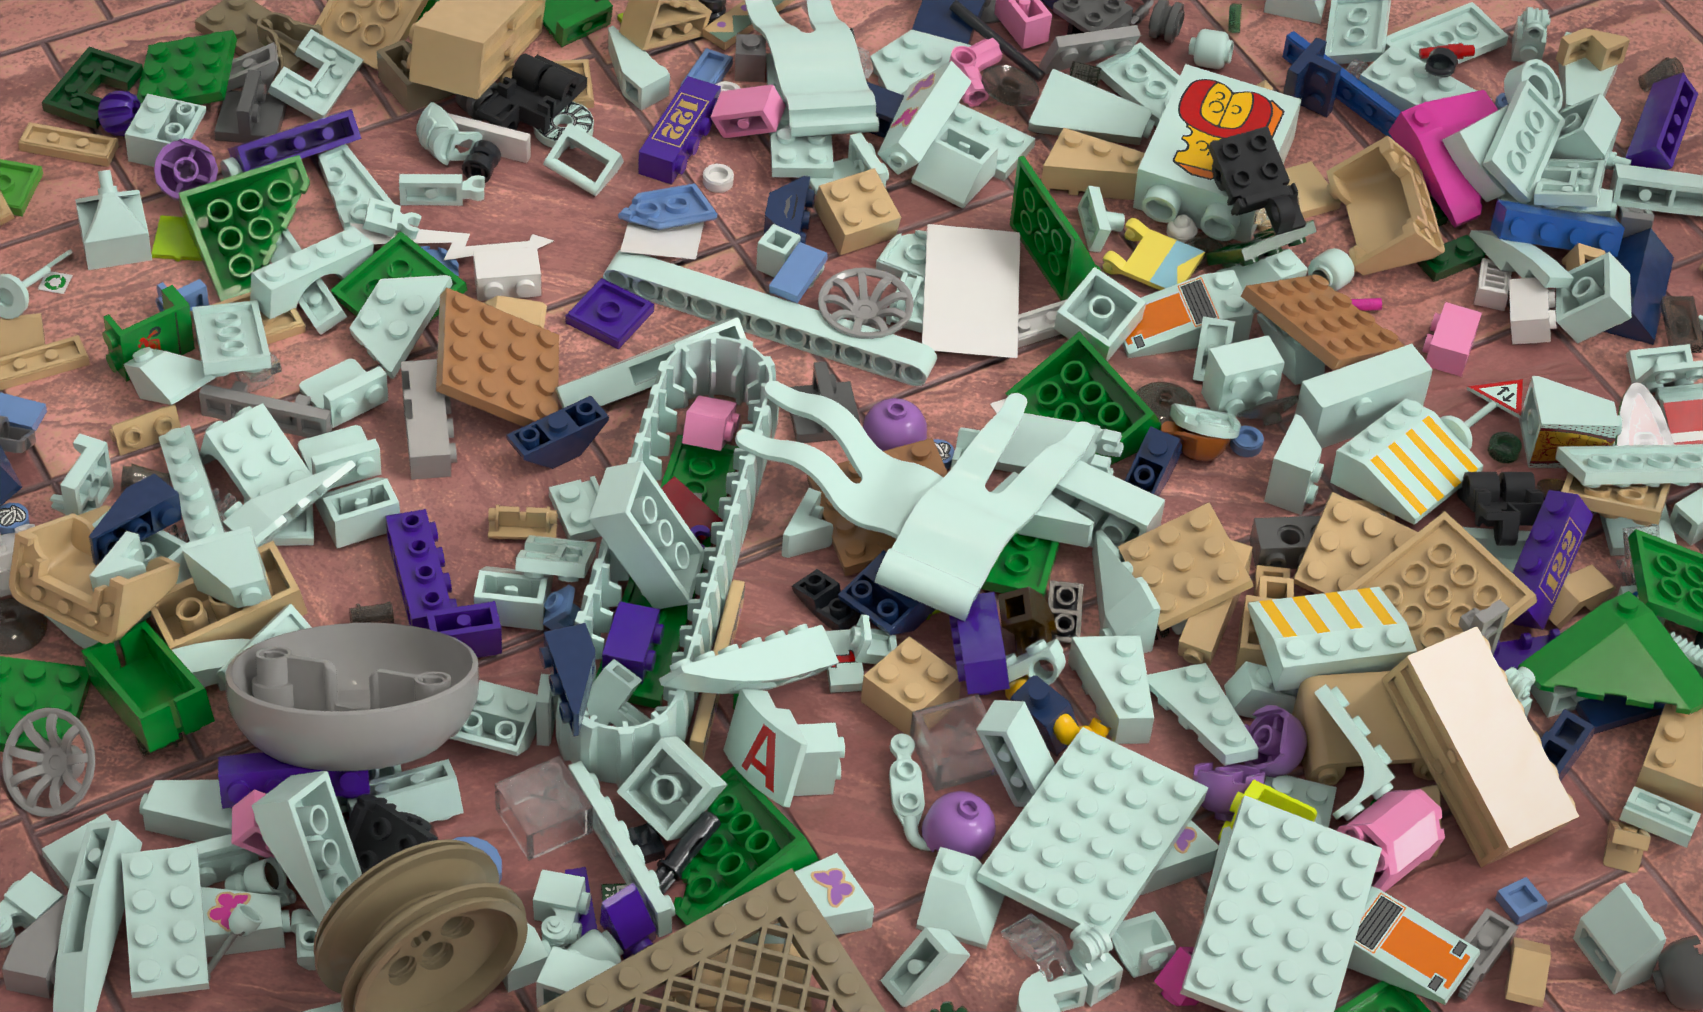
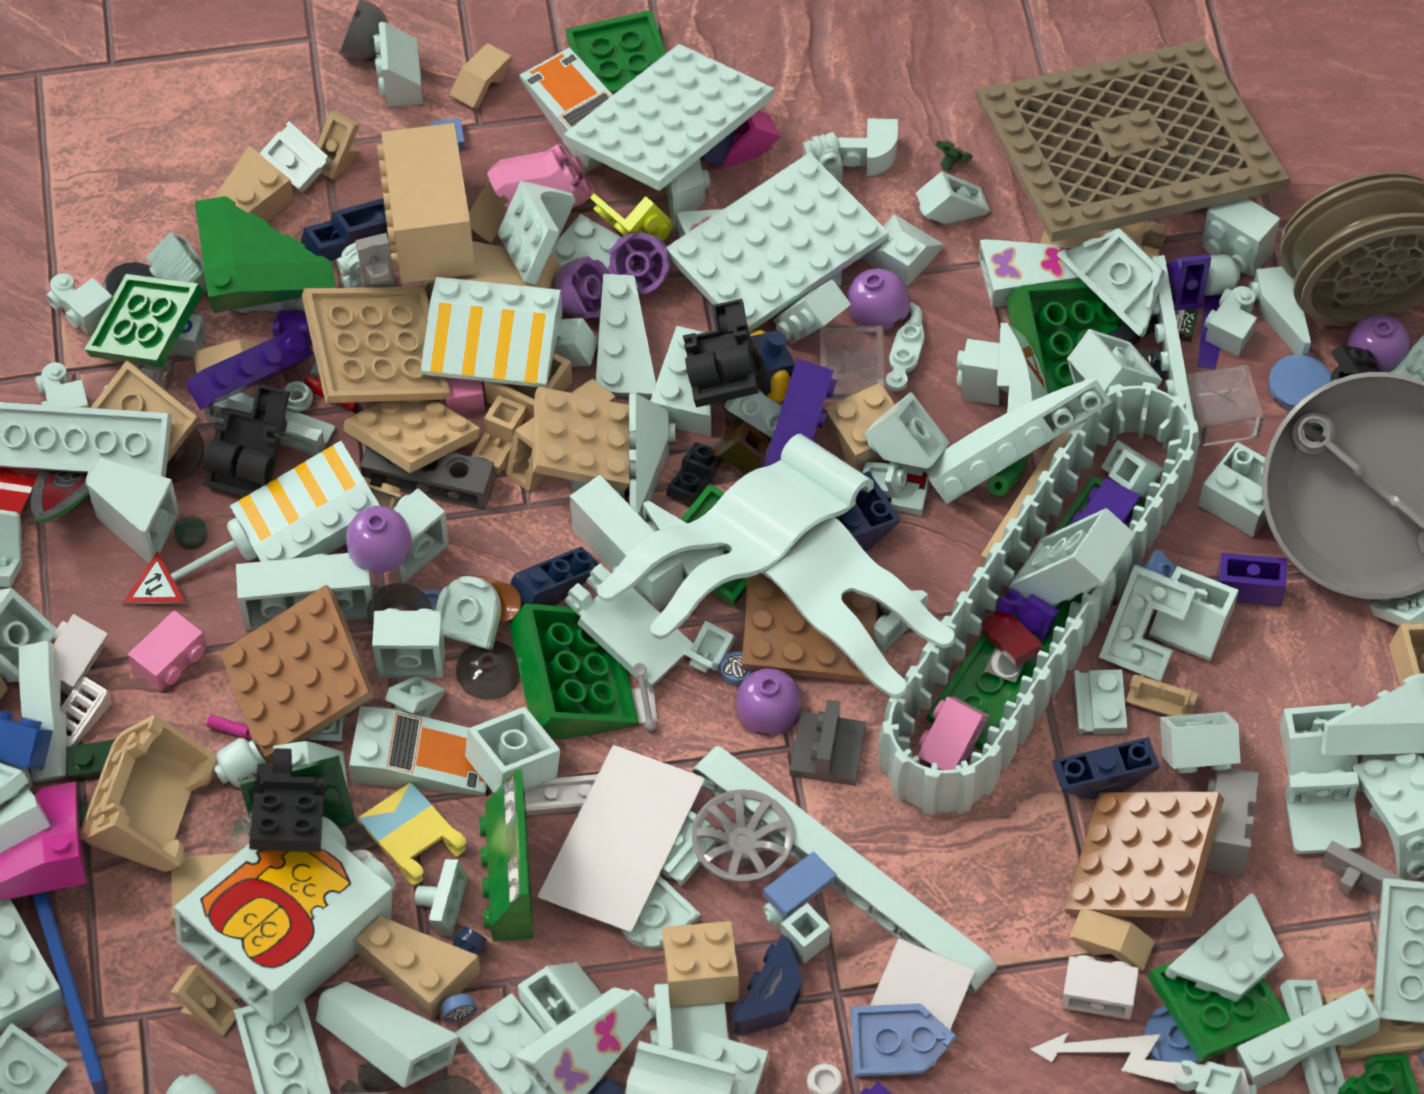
camera: 155 degrees left, 10 degrees up
(346, 390) = (1301, 891): light aqua bracket -> none
(372, 613) = (1329, 637): clear smoke pin -> none
(418, 565) = (1274, 659): dark purple brick -> none
(474, 466) = (1200, 741): none -> light aqua brick
(544, 712) = (1199, 475): light aqua tile -> none
(571, 662) = (1181, 437): dark blue slope -> none
(609, 313) = (1002, 927): dark purple tile -> none
(637, 371) = (973, 827): light aqua slope -> none
(695, 879) = (1119, 275): none -> light aqua wing
(820, 596) = (906, 545): black slope -> none
(860, 651) = (907, 435): none -> light aqua slope
(994, 393) = (640, 670): none -> light grey hinge
(1040, 150) = (458, 1007): none -> medium blue tile
(1040, 943) = (864, 171): clear hinge -> none
(1062, 194) = (470, 941): none -> dark blue plate
(1088, 656) = (722, 359): none -> black plate
(1143, 944) = (768, 160): light aqua piece -> none
(1313, 79) = (120, 1004): dark blue bracket -> none
(1316, 406) = (378, 539): none -> medium lavender cylinder
(1491, 936) = (501, 105): light grey hinge -> none

